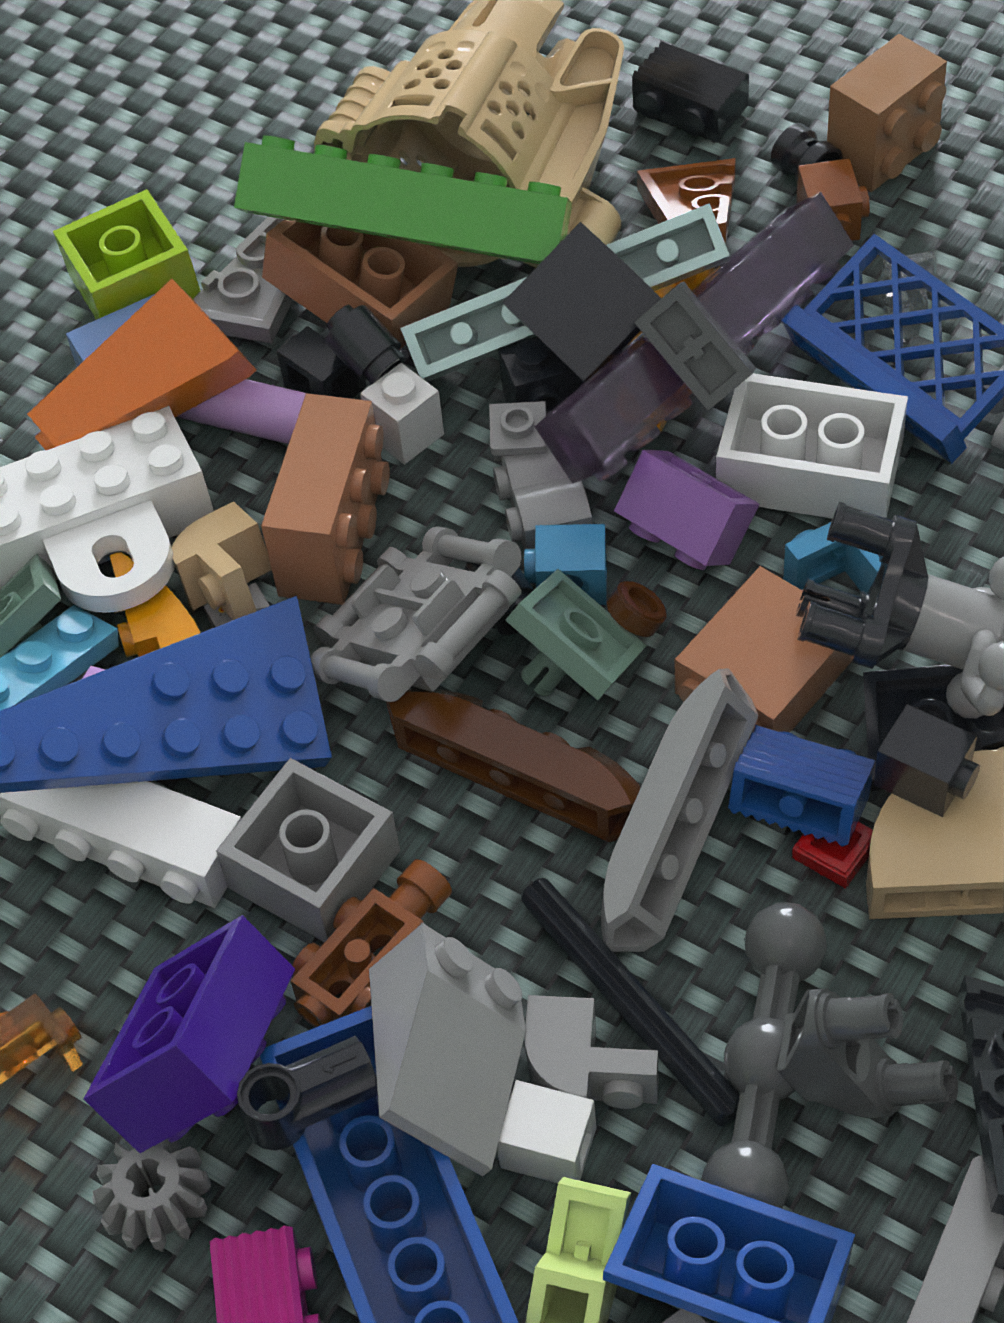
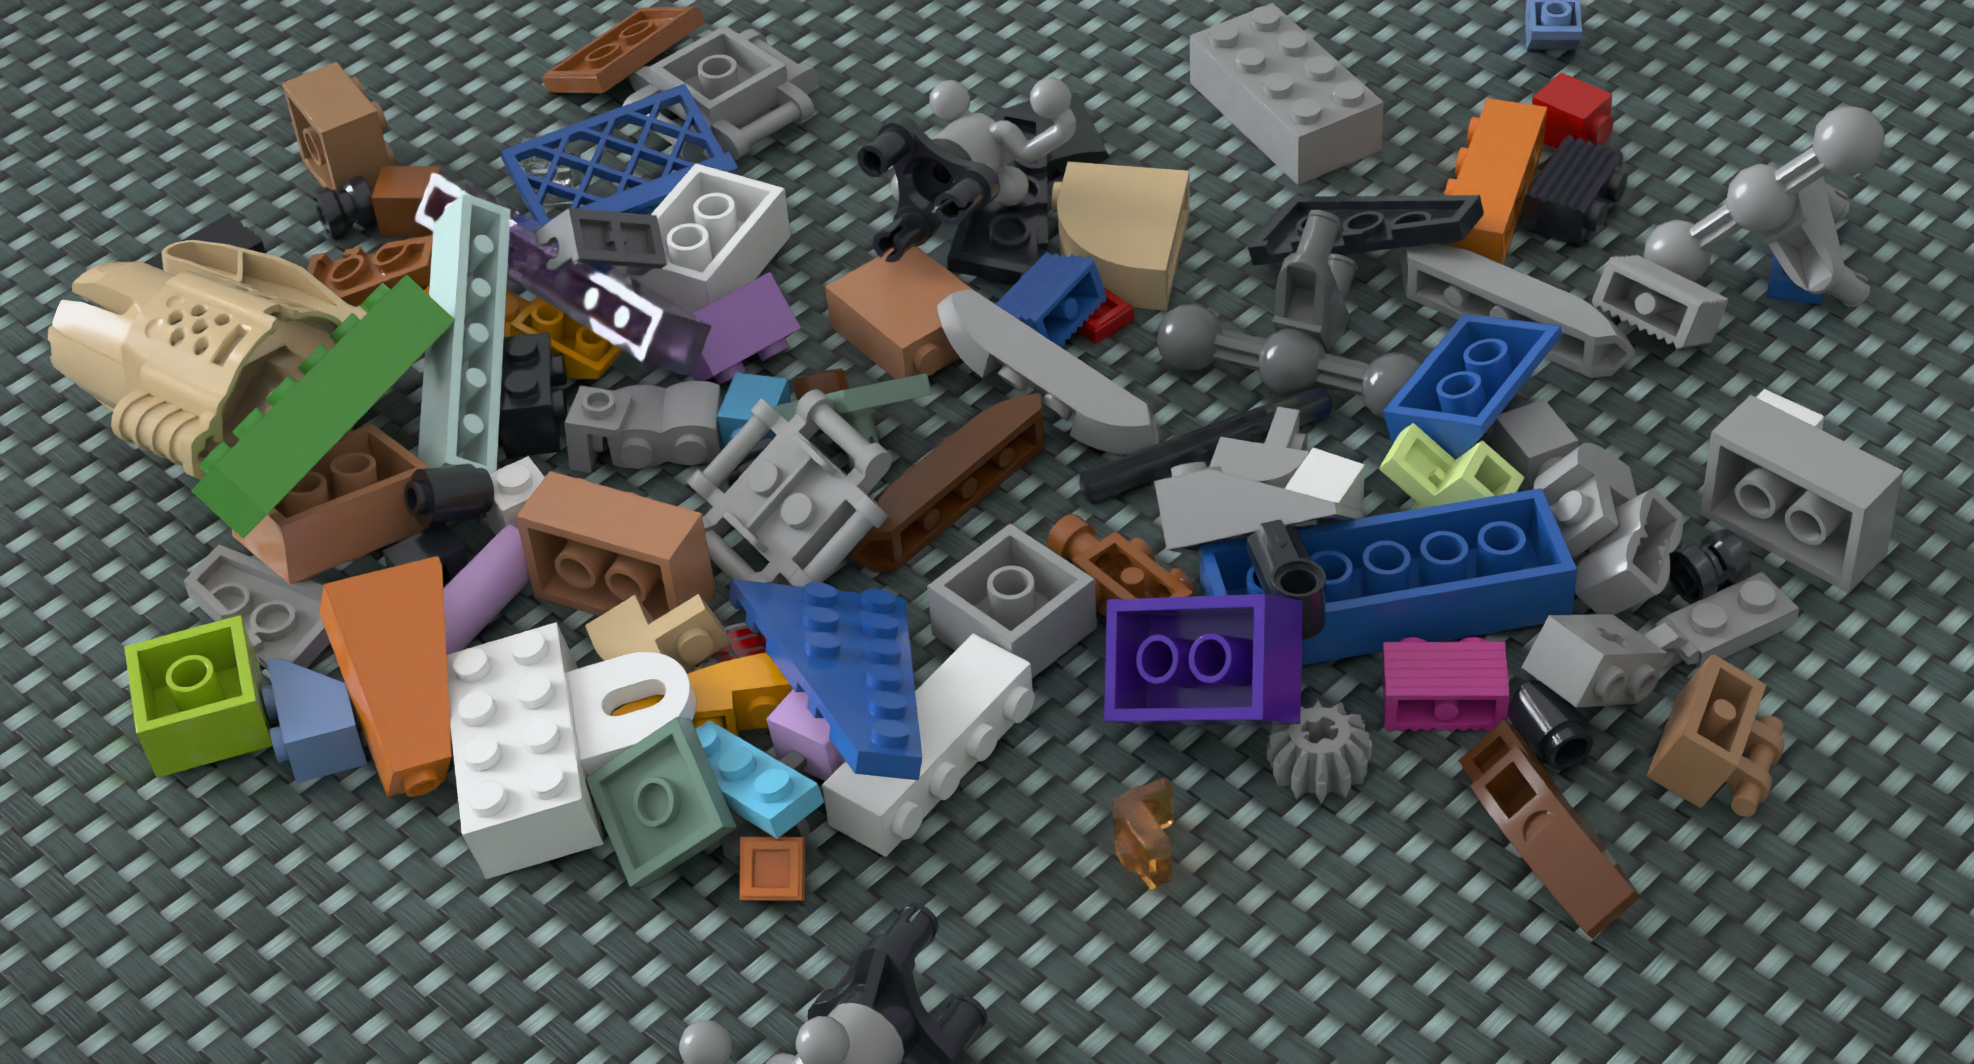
camera: 80 degrees left, 10 degrees down
(582, 302) = (509, 312): black slope -> none
(818, 559) = (832, 247): dark azure bracket -> none
(926, 761) = (1071, 208): black brick -> none

